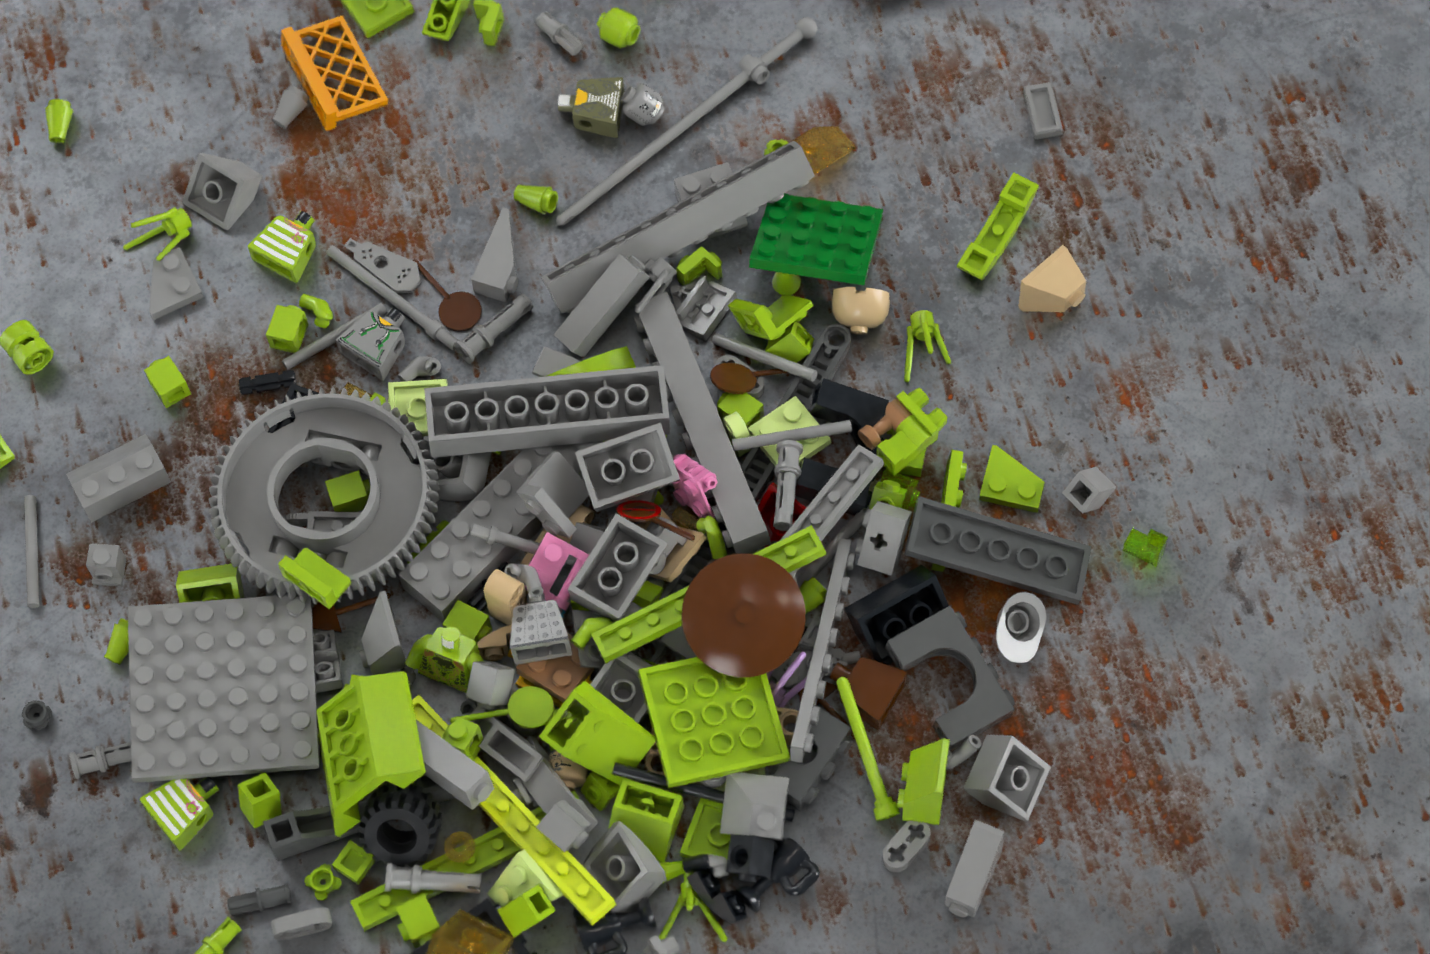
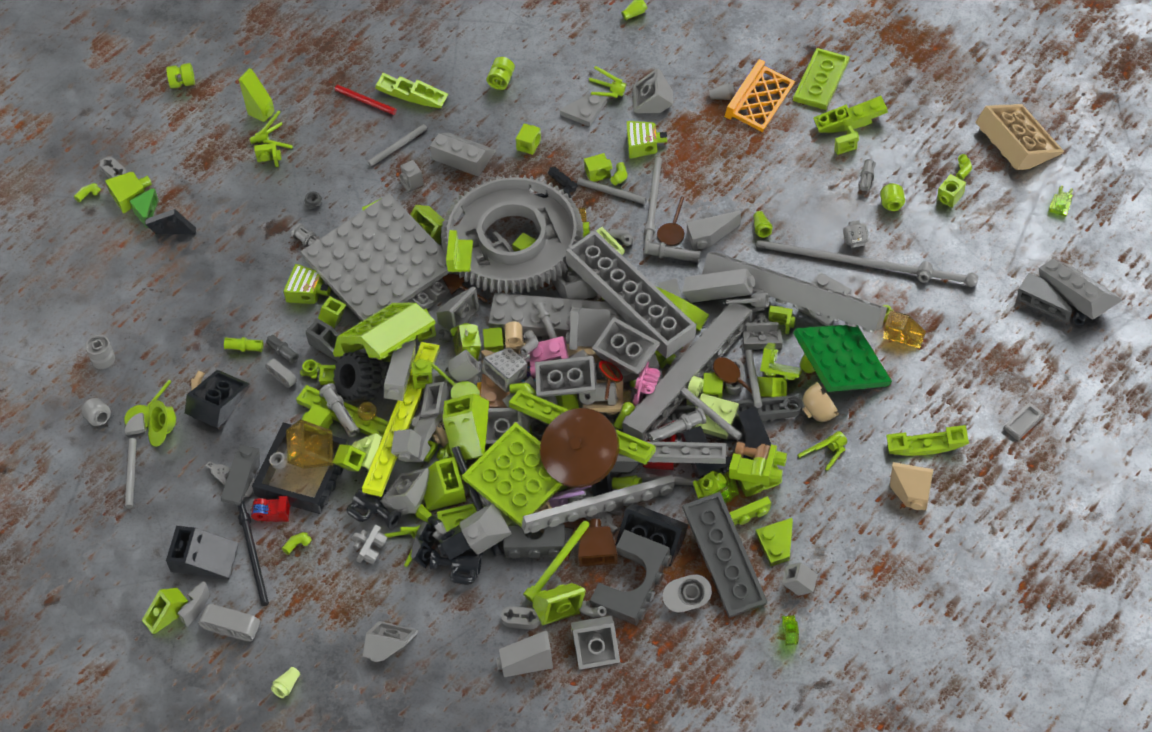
camera: 55 degrees right, 10 degrees down
(374, 342) = (620, 207): light grey torso -> none
(394, 274) = (668, 195): light grey piece -> none
(596, 105) = (837, 214): olive torso -> none
(893, 524) = (686, 491): light grey brick -> none

